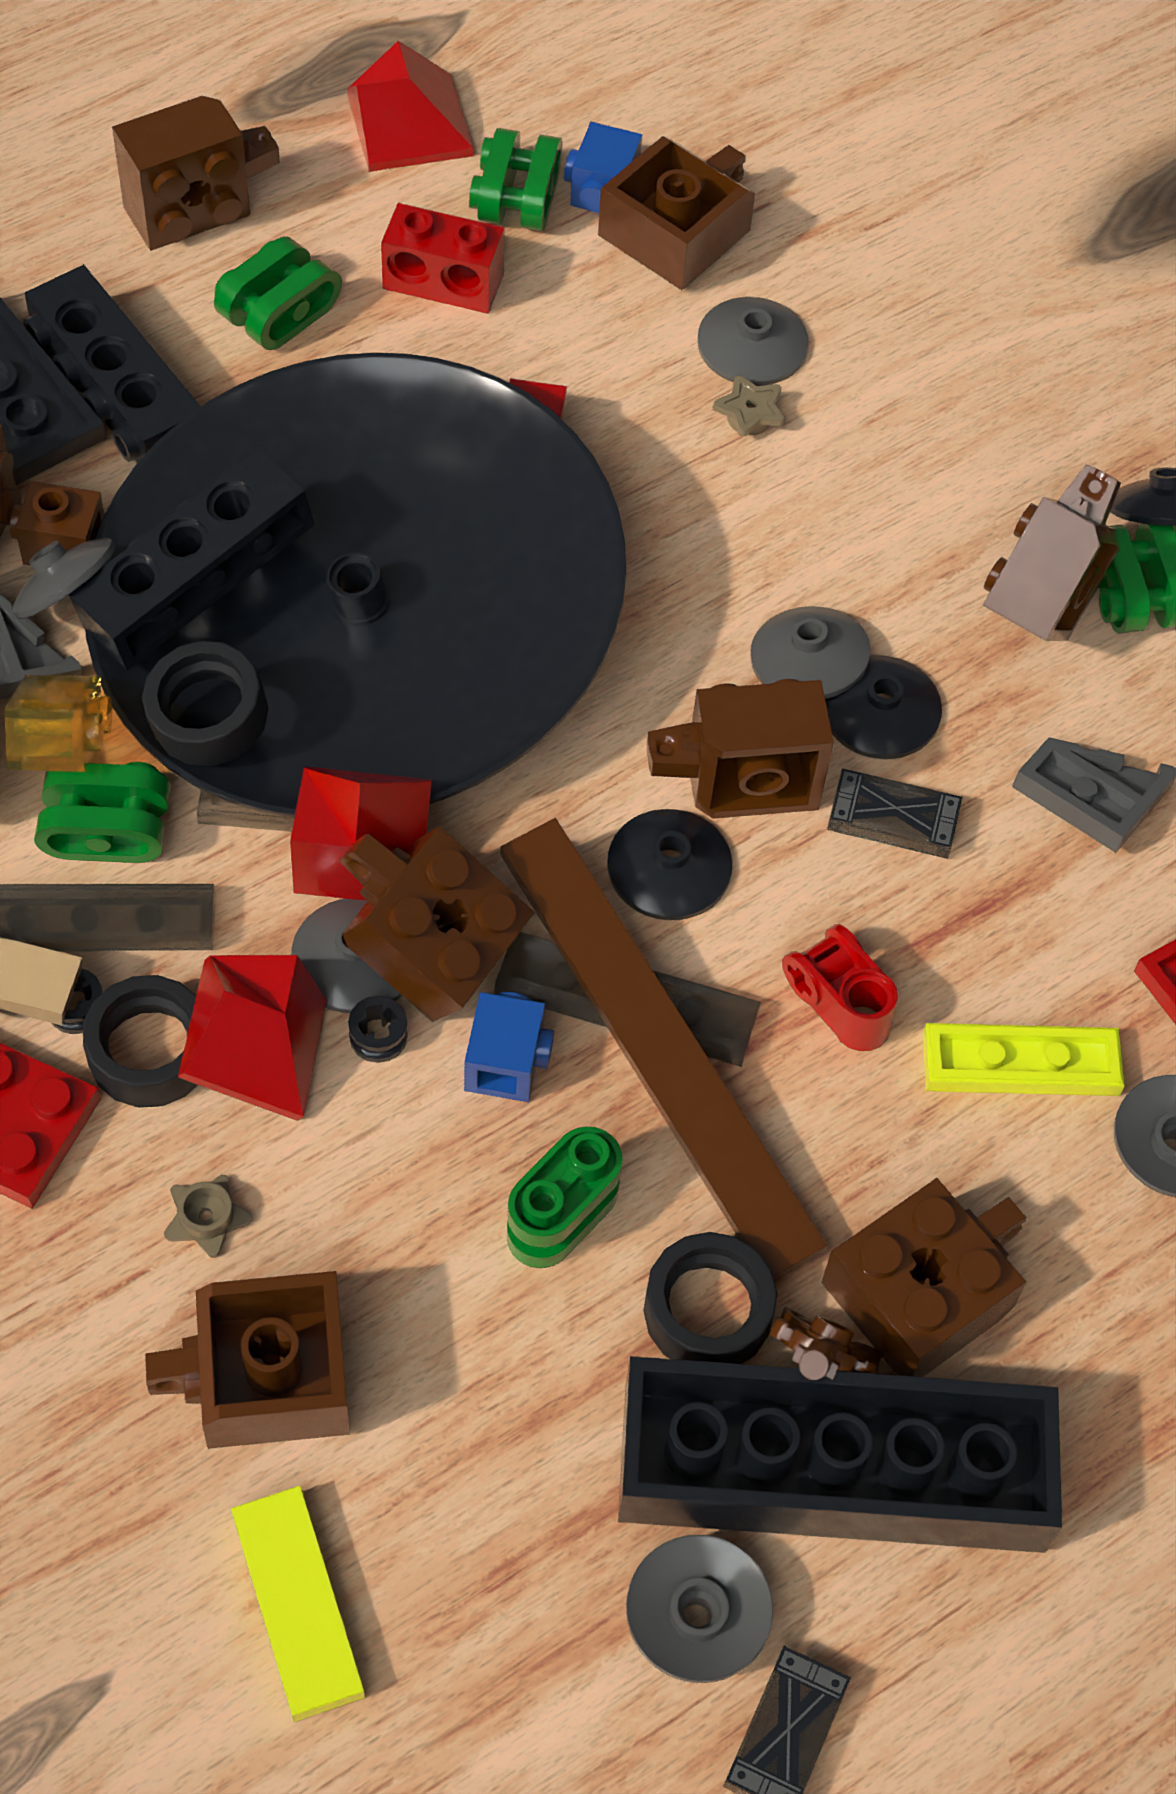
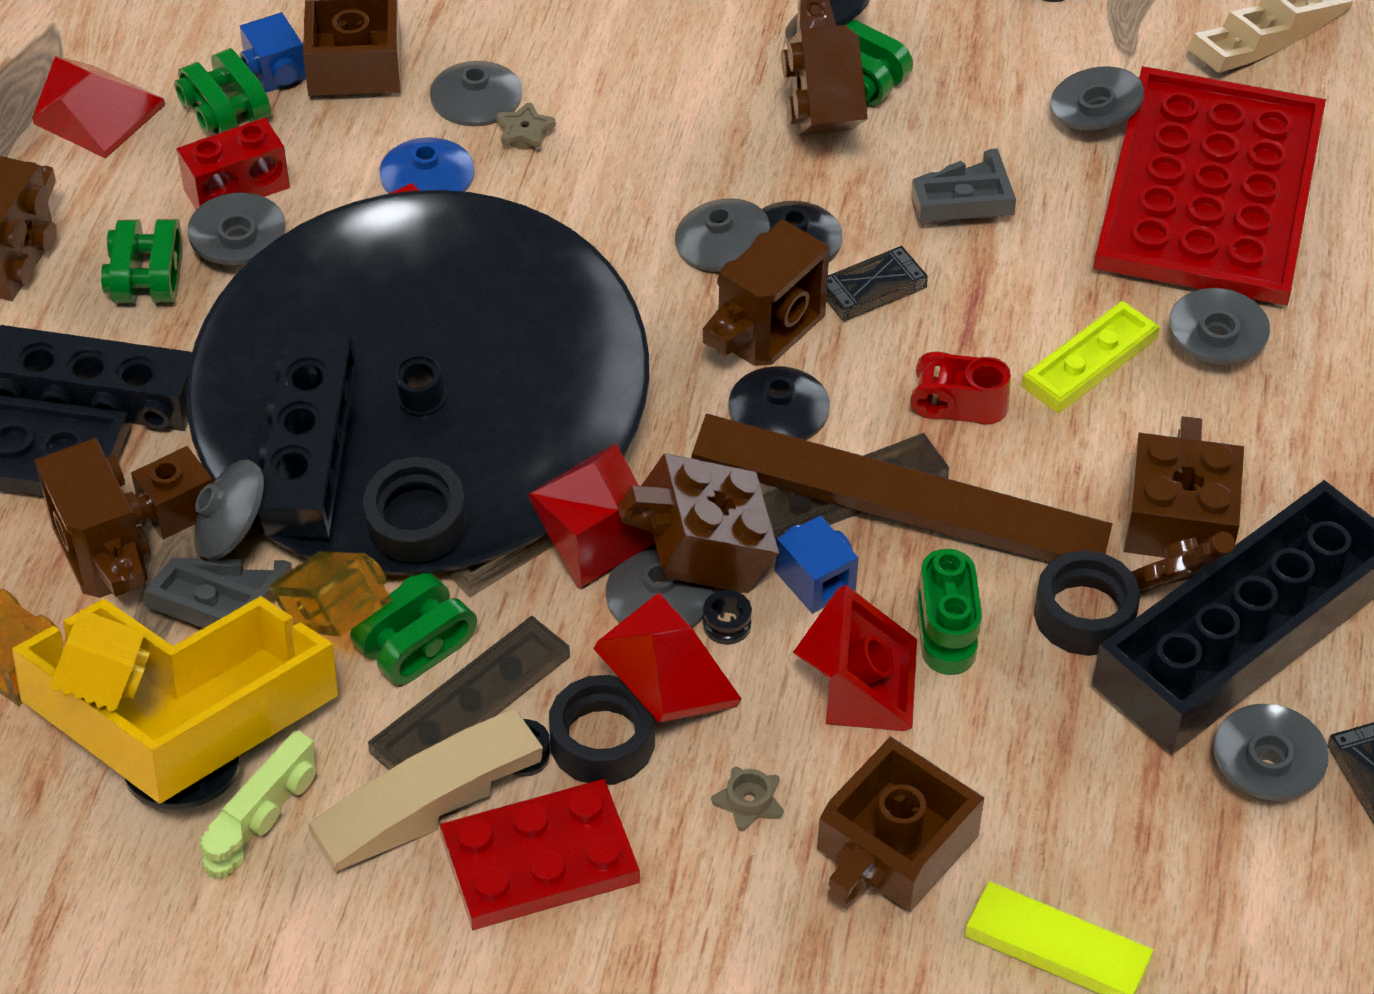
camera: 40 degrees left, 10 degrees down
(383, 316) = (235, 227): none -> dark grey dish
(428, 1178) = (866, 663): none -> red slope
(621, 386) = (427, 164): none -> blue dish

